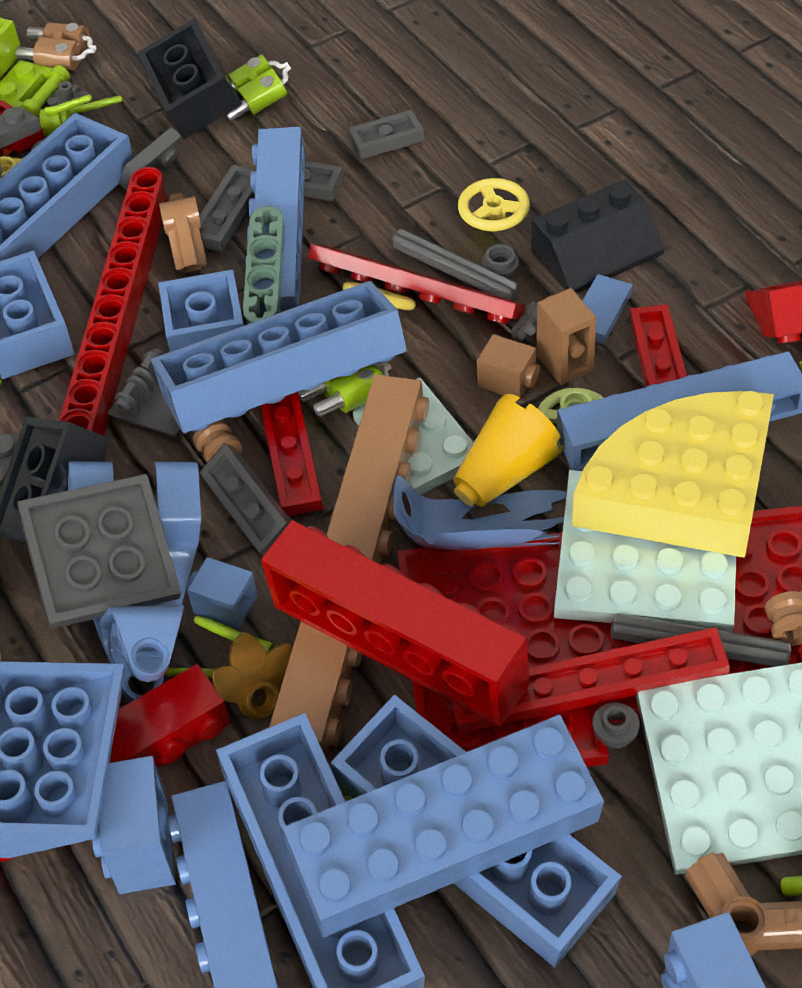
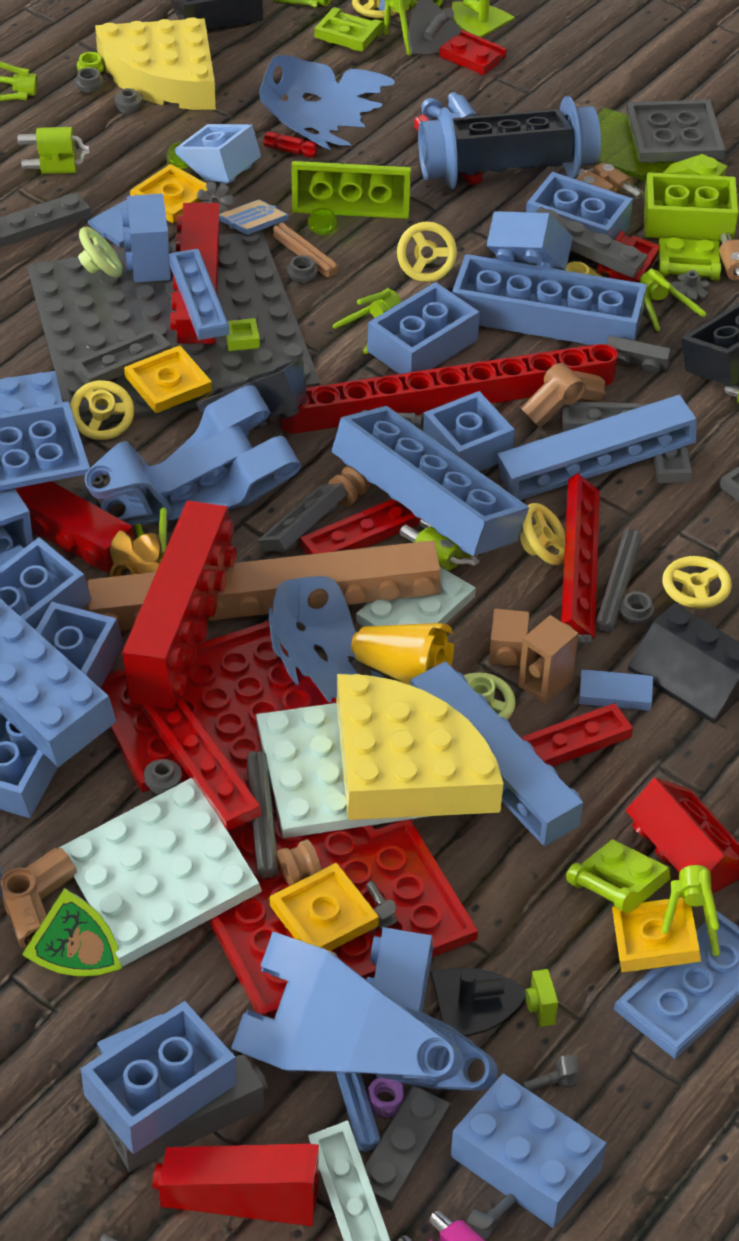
camera: 65 degrees right, 5 degrees down
(98, 550) = (185, 428): dark grey plate -> none
(264, 268) = (527, 451): sand green beam -> none

